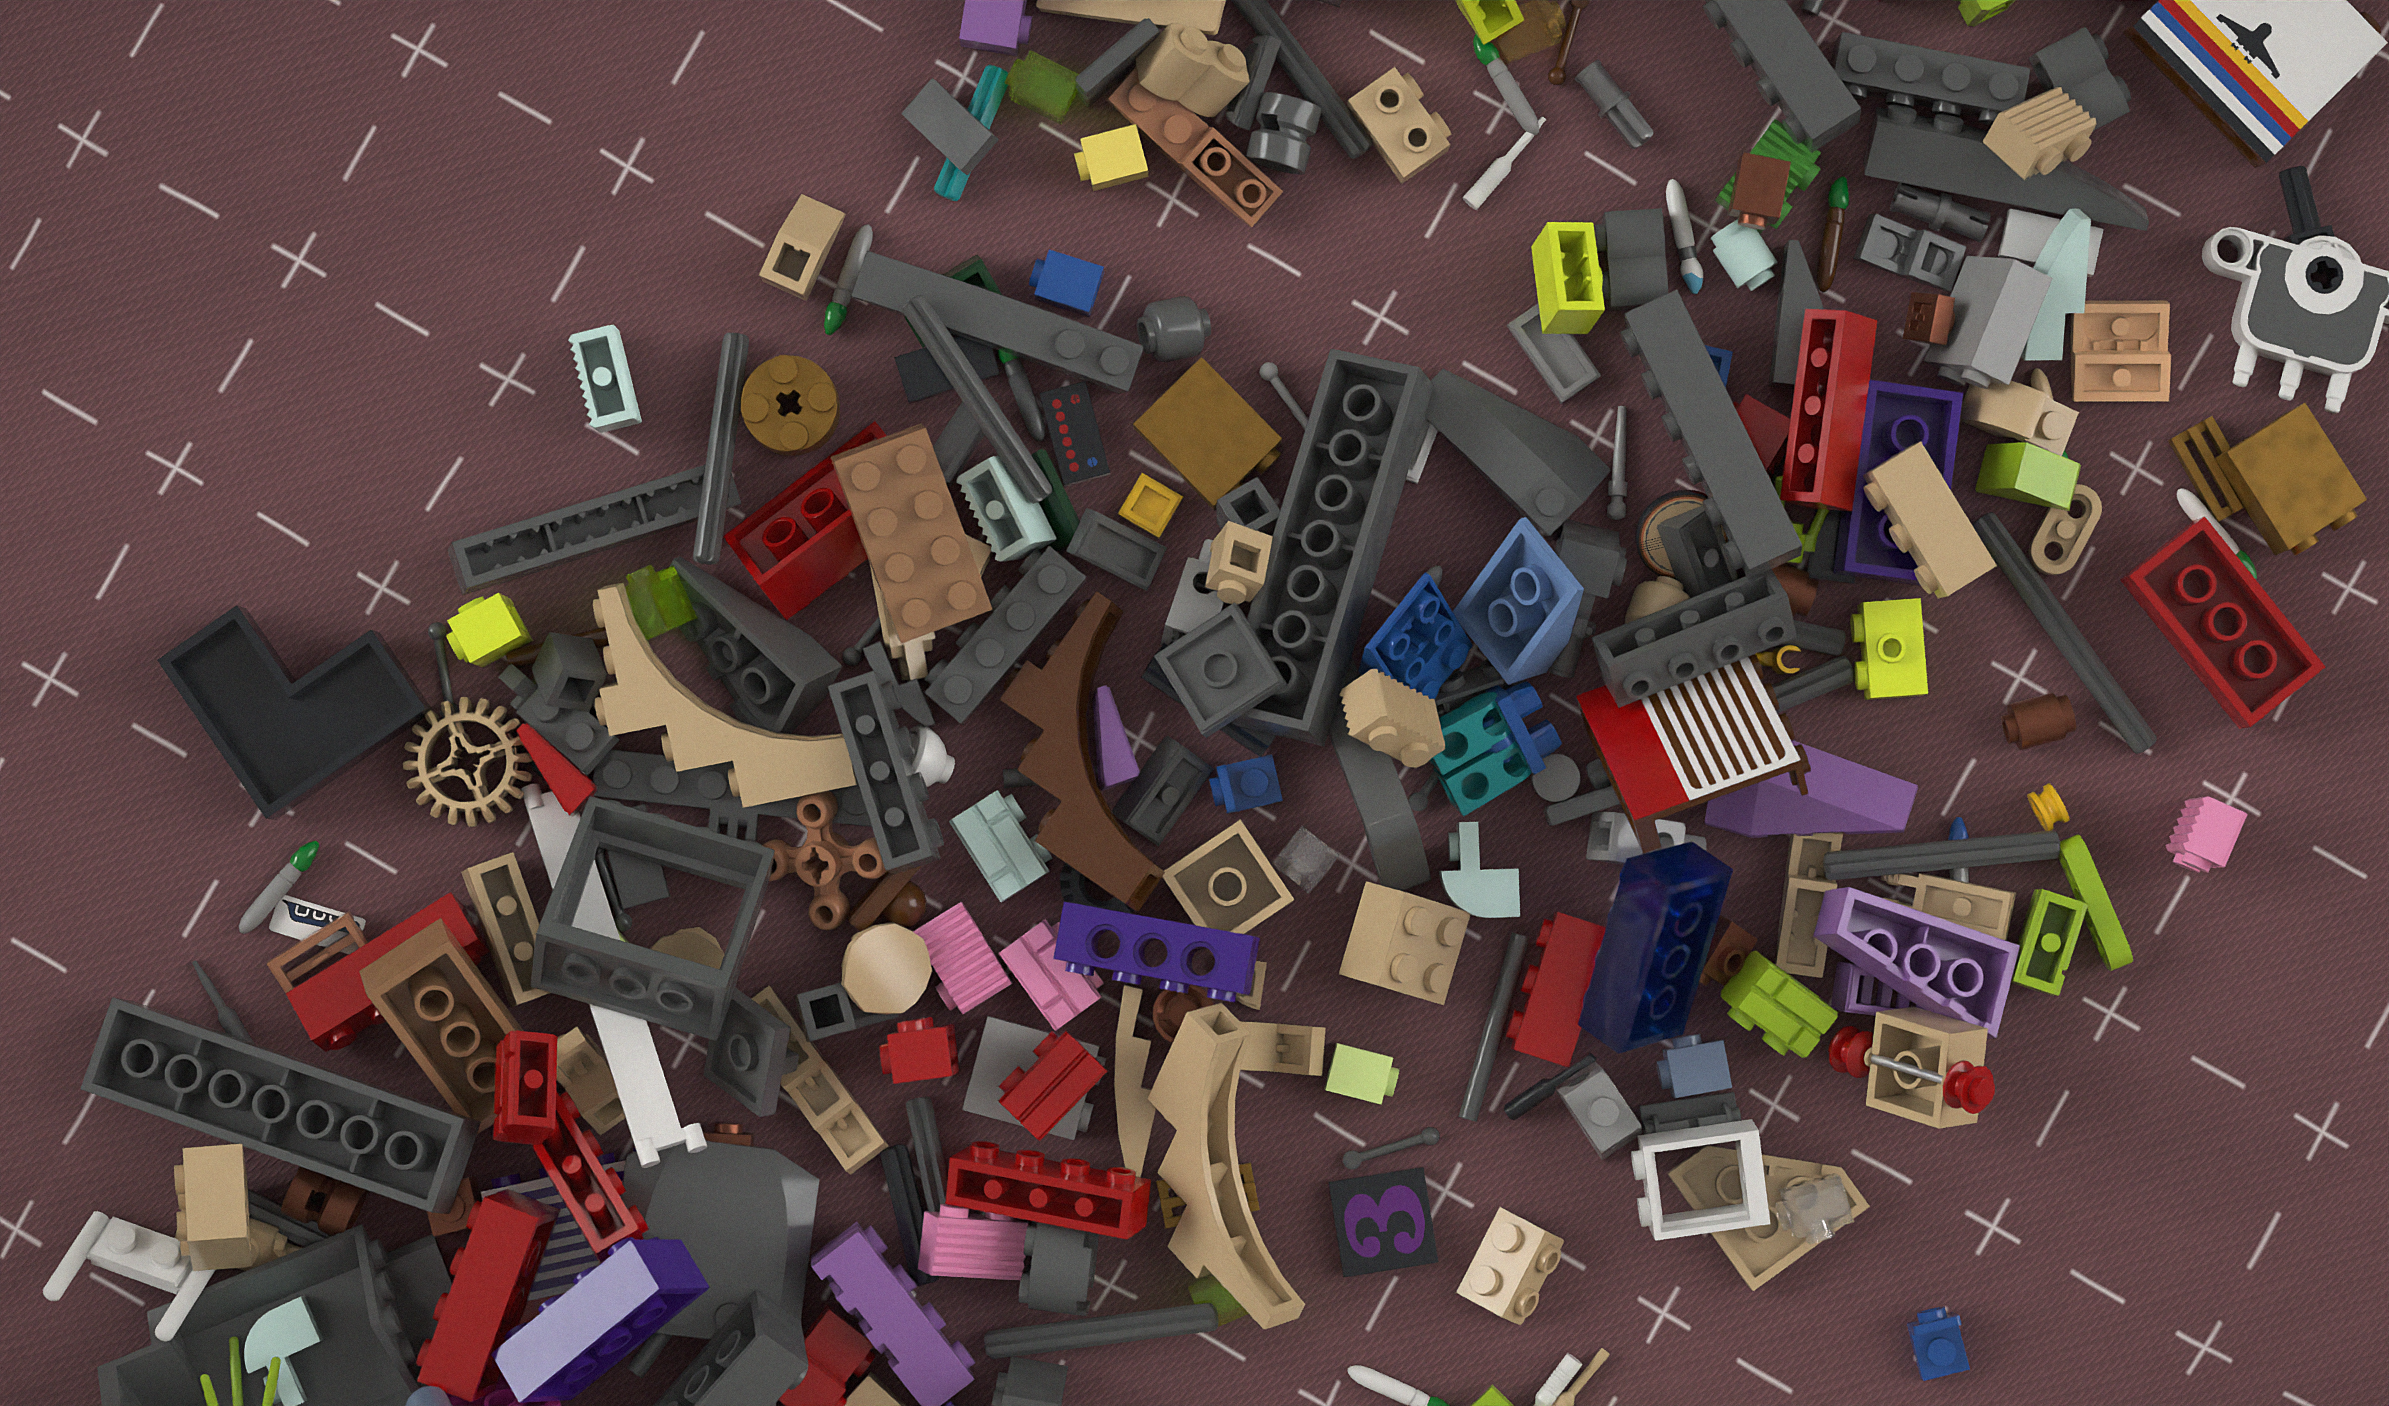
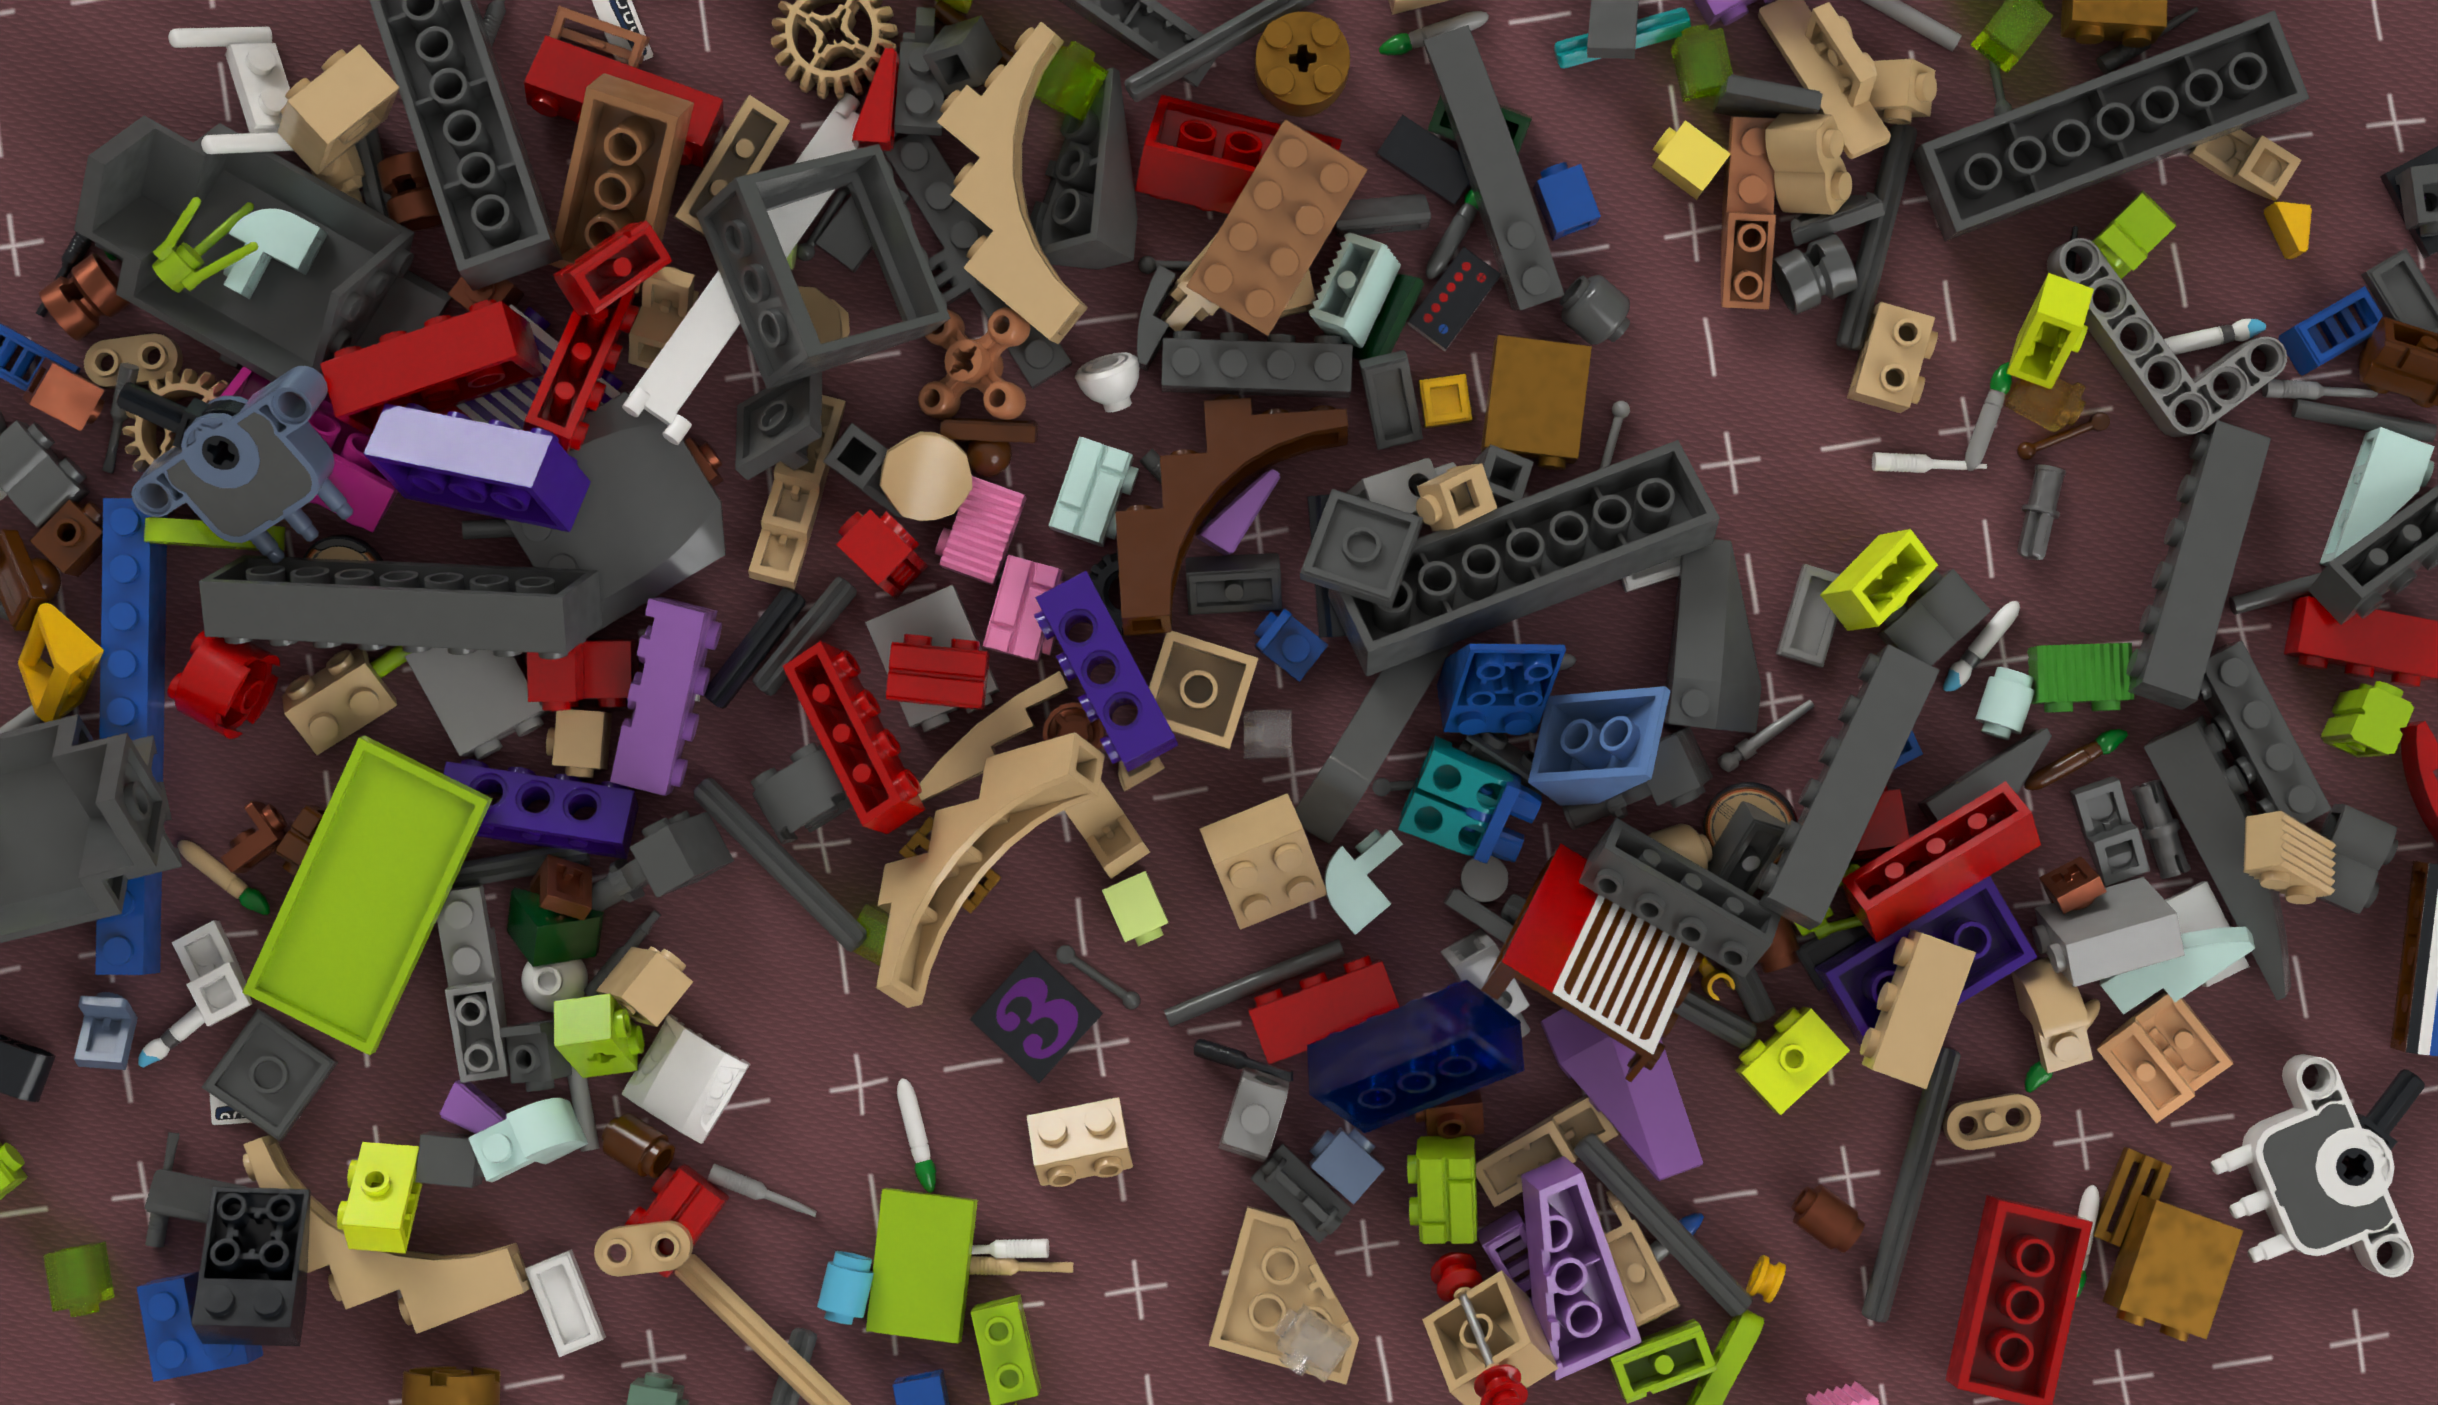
camera: 55 degrees right, 0 degrees up
(885, 773) = (1076, 354): dark grey brick -> none
(972, 1244) = (766, 711): bright pink brick -> none
(977, 398) = (1421, 197): dark grey axle -> none
(1393, 718) = (1430, 712): tan brick -> none
(1750, 1213) = (1266, 1295): white window -> none
(1758, 190) = (2067, 672): copper brick -> none
(2028, 475) = (2012, 1059): lime slope -> none

